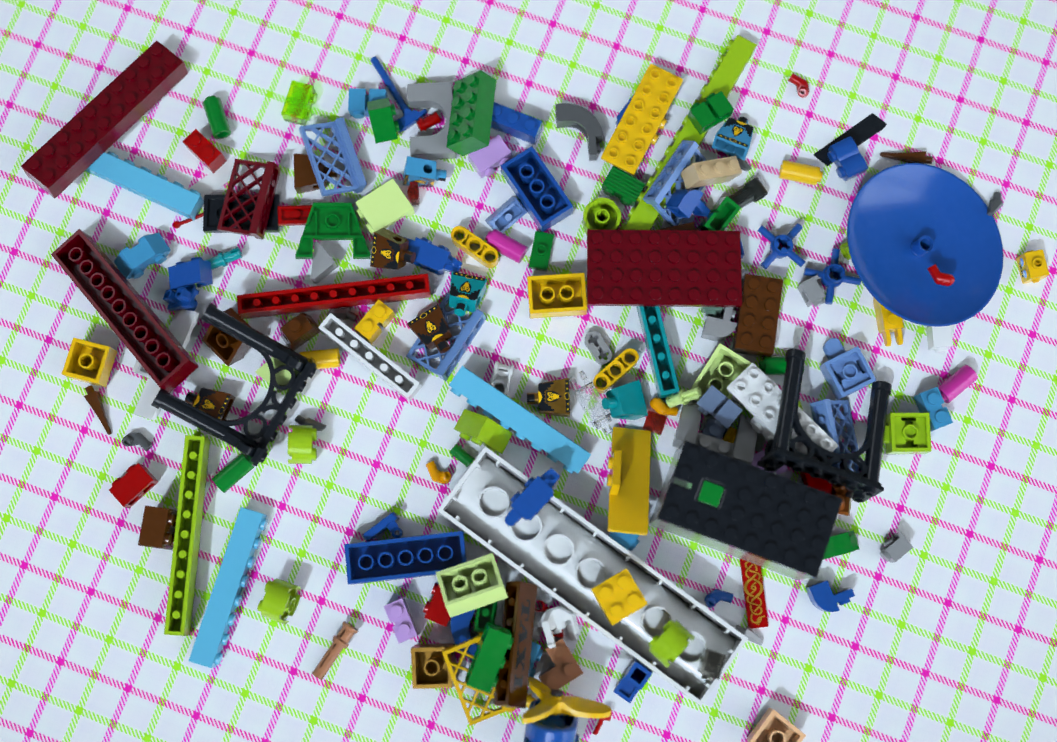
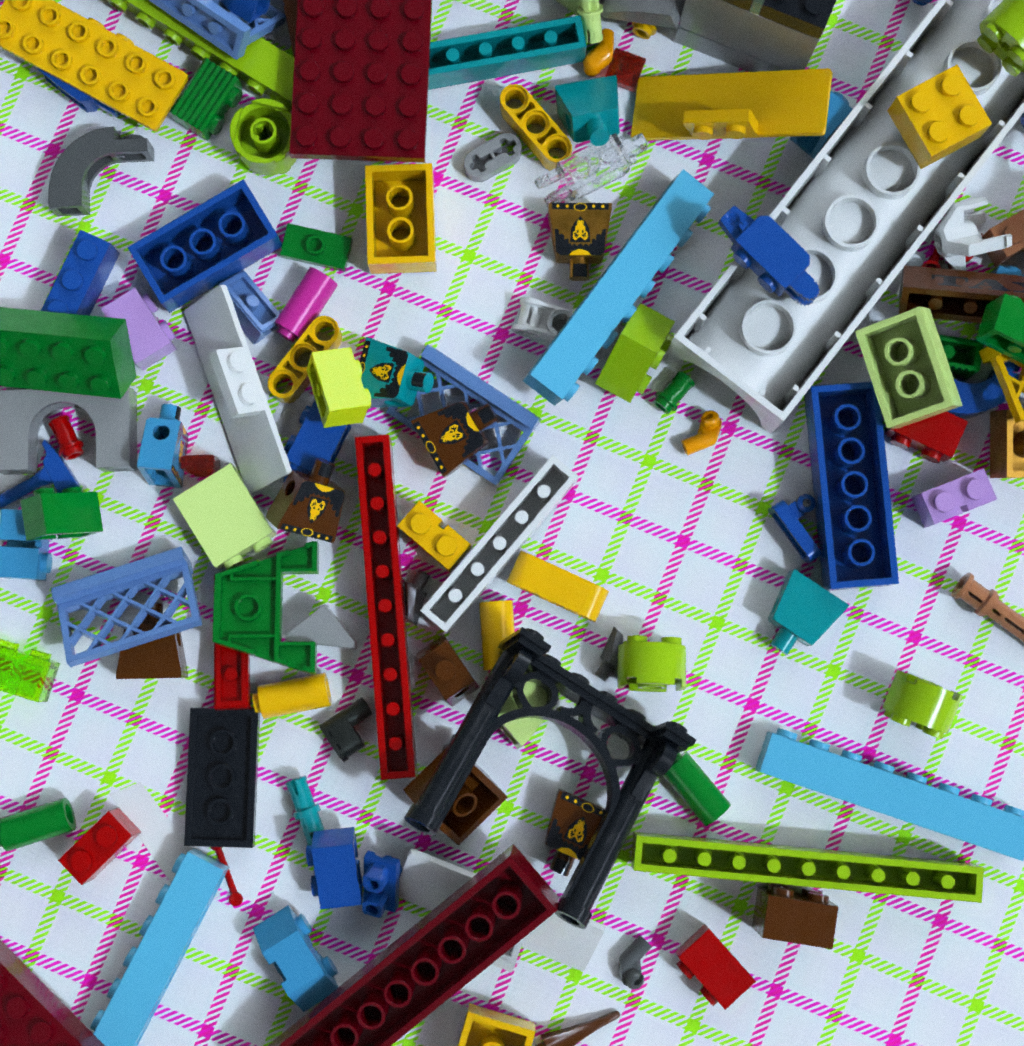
camera: 90 degrees left, 5 degrees up
(264, 198) = (195, 732): dark red fence -> none
(267, 276) = (341, 730): none -> pearl dark grey piece
(285, 249) = (292, 696): none -> yellow brick
(333, 532) = (803, 612): none -> teal torso
(347, 392) = (557, 586): none -> yellow beam
(455, 209) = (237, 390): none -> white bracket
(455, 262) = (338, 387): none -> neon yellow brick

